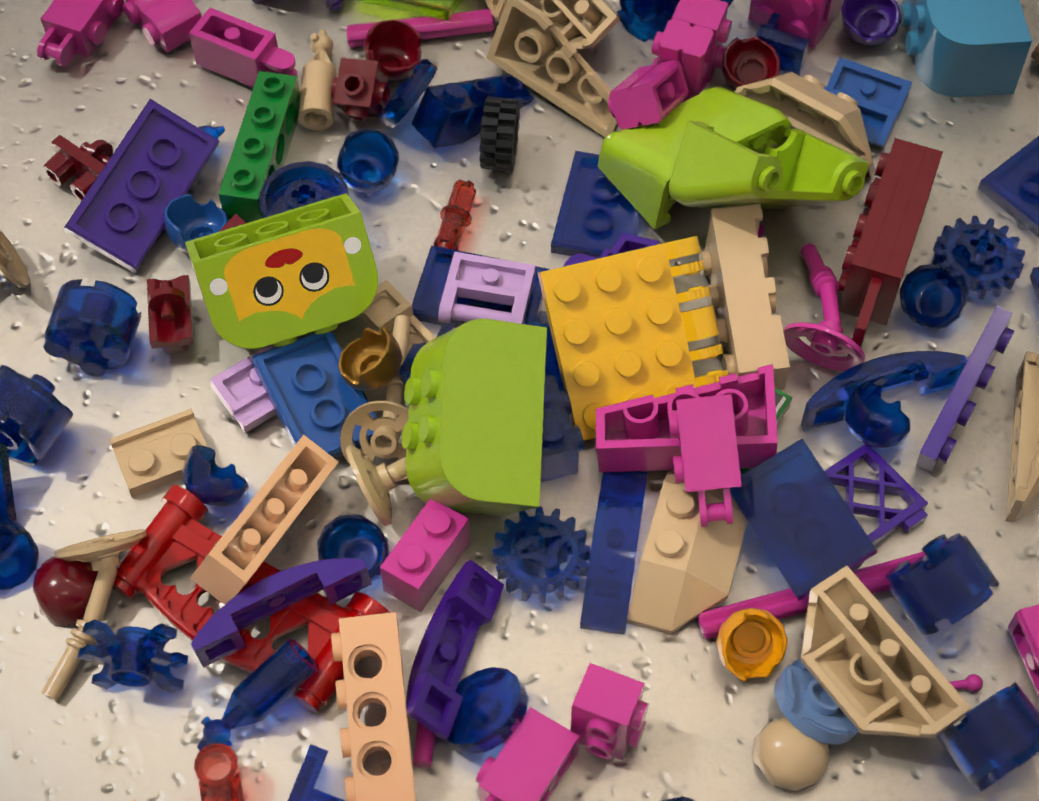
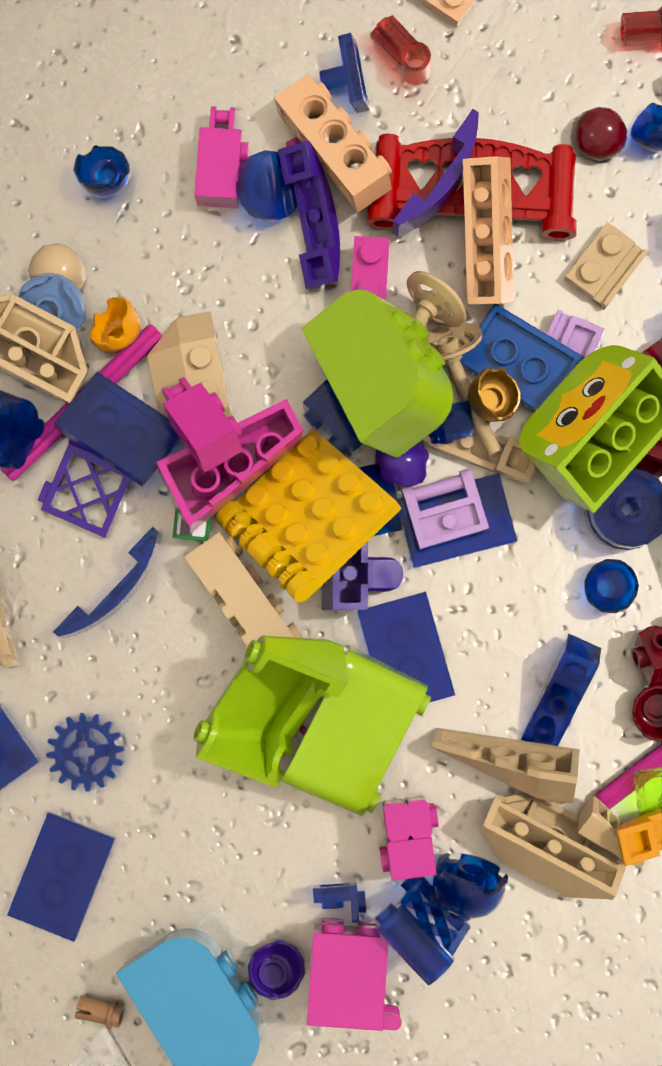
camera: 155 degrees right, 25 degrees up
(104, 558) = (582, 149): tan dish -> none
(133, 656) = (515, 96): clear blue pin -> none
(212, 483) = (550, 254): clear blue hair -> none
(261, 692) = (417, 123): clear blue wheel -> none
(354, 538) = (420, 252): clear blue hair -> none
(408, 93) = (616, 667): clear blue tile -> none
(456, 215) = (513, 578): clear red axle -> none
(499, 133) = (519, 665): black tyre -> none
(537, 561) = (279, 312): clear blue gear -> none
(608, 712) = (182, 218): dark pink brick -> none
(613, 551) = (243, 353): clear blue slope -> none
(648, 94) = (414, 754): dark pink brick -> none
(749, 62) = (353, 855): dark red hair -> none
(815, 111) = (275, 825): tan wedge -> none
(828, 333) = (167, 596): dark pink dish -> none
(874, 420) = (102, 554): clear blue hair -> none
(876, 92) = (246, 874): blue slope -> none
(886, 233) = (160, 722): dark red piece -> none
(933, 296) = (105, 689): clear blue hair -> none
(959, 405) = (47, 612): dark purple wing -> none

